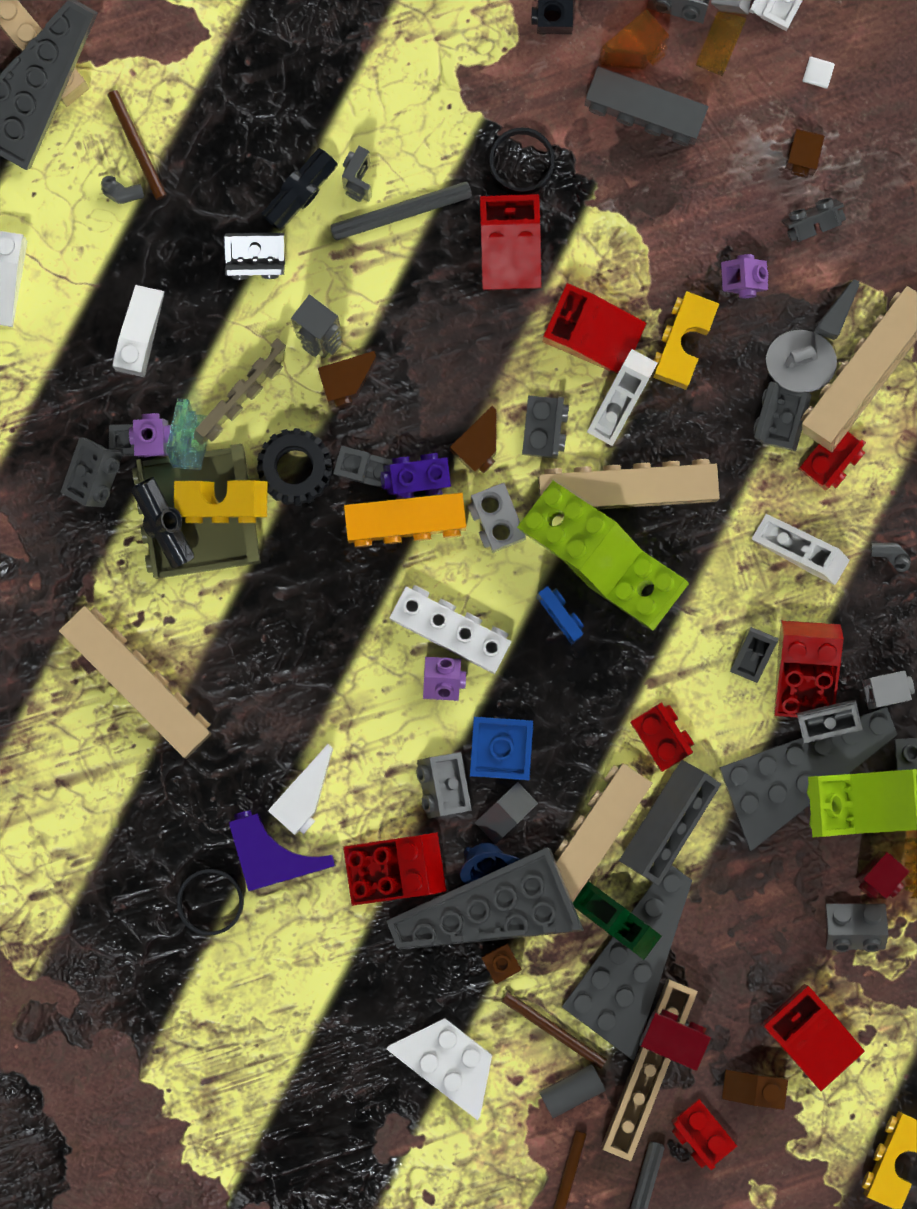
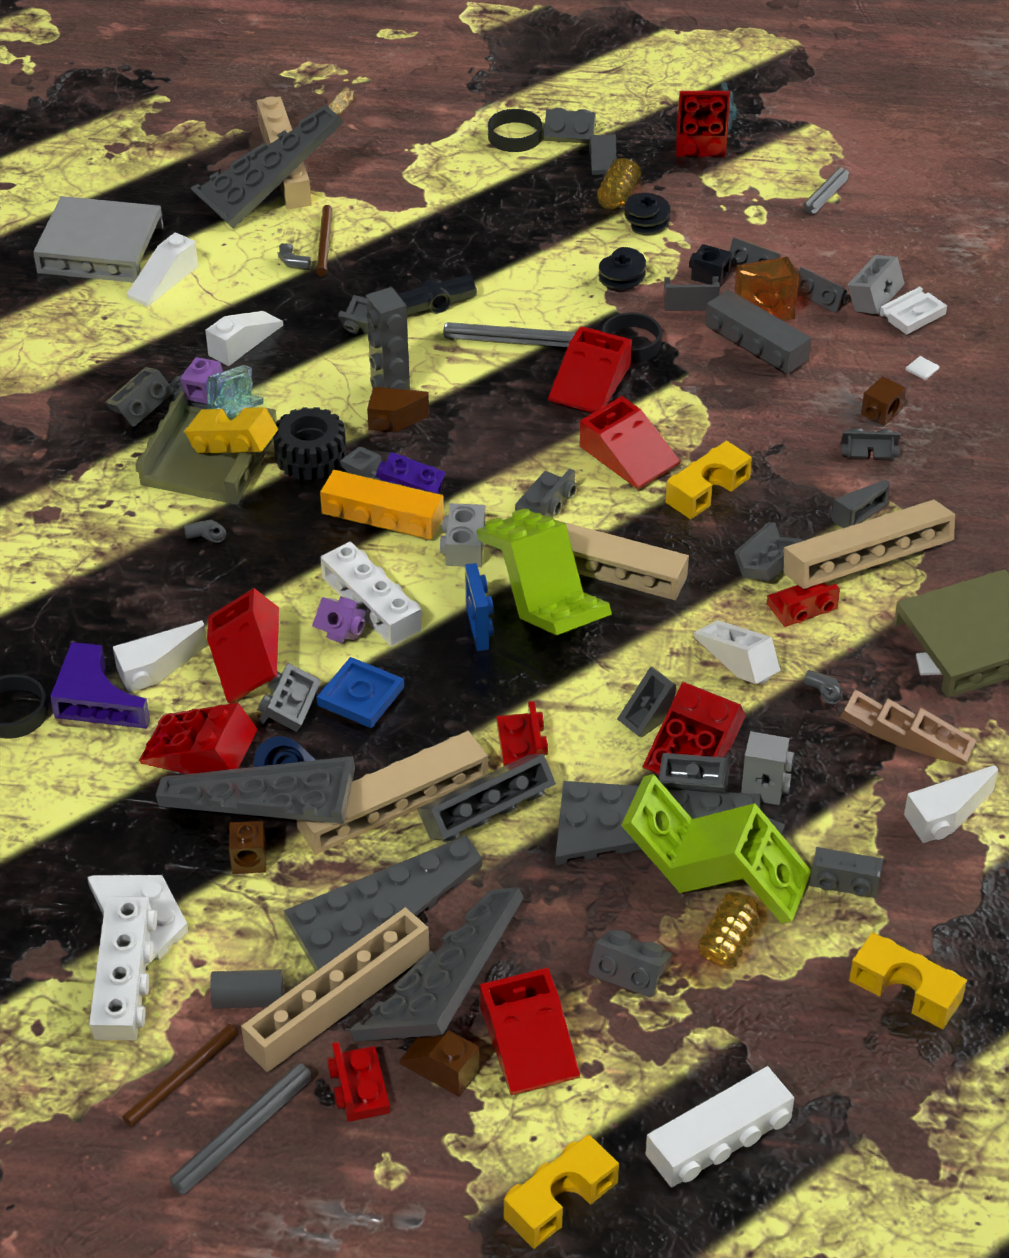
camera: 30 degrees right, 40 degrees down
(135, 681) = (69, 534): tan brick -> none
(162, 522) = (171, 428): black piece -> none
(256, 613) = (207, 529): none -> dark grey arm
(261, 369) = (300, 378): dark tan wing -> none
(355, 169) = (487, 291): dark grey bracket -> none
(382, 755) = (244, 643): none -> red slope
(472, 1129) = (122, 968): none -> white brick
(474, 50) = (622, 269): none -> black piece
(478, 444) = (481, 481): reddish brown slope -> none
(506, 813) = (334, 738): dark grey slope -> none
(553, 69) = (689, 296): none -> dark grey hinge
(554, 1030) = (264, 932): reddish brown bar -> none
(616, 920) = (385, 852): dark green slope -> none
(622, 397) = (628, 489): white slope -> none
(675, 1040) = (377, 942): dark red brick -> none
(721, 42) = (846, 324): clear yellow slope -> none
(725, 1009) = (439, 981): none -> dark grey wing
(744, 276) = (785, 452): medium lavender brick -> none
(801, 361) = (805, 524): light grey shield -> none
(882, 876) = (680, 912): dark red brick -> none

